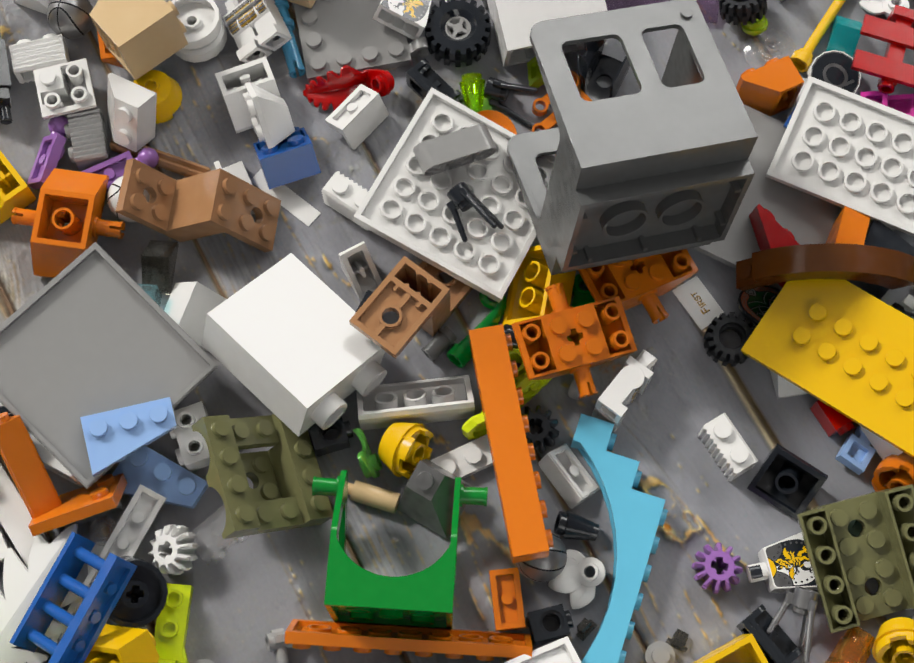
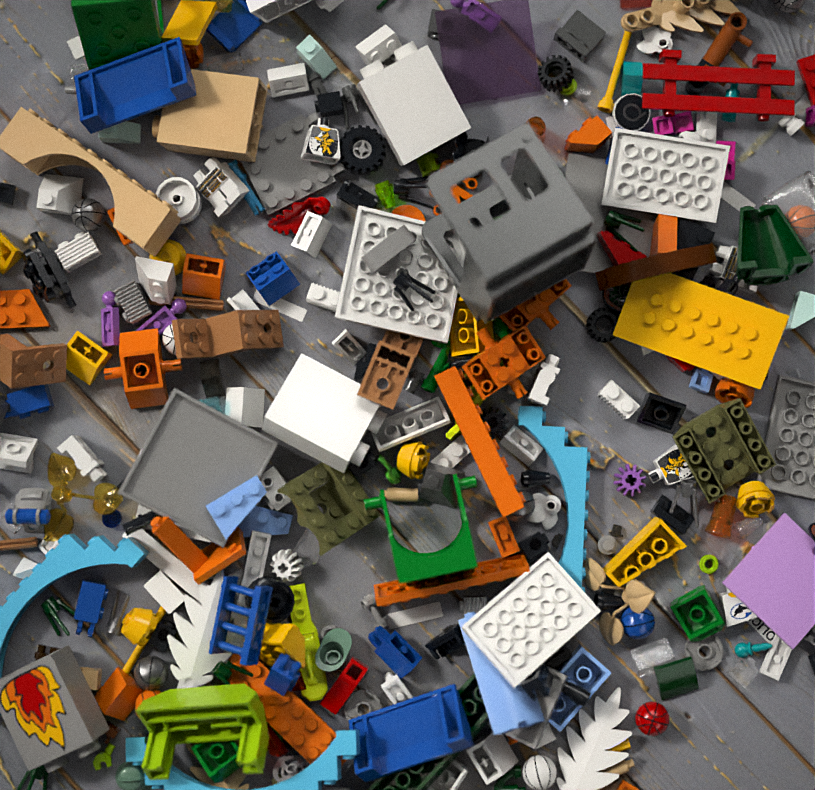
camera: 15 degrees left, 15 degrees up
(64, 88) = (106, 273): white slope -> none
(194, 128) = (203, 276): none -> orange slope
(232, 86) = (234, 240): white slope -> none
(271, 113) = (253, 255): white slope -> none
(698, 302) = (576, 303): white sticker -> none
(779, 200) = (615, 219): none -> dark green plant

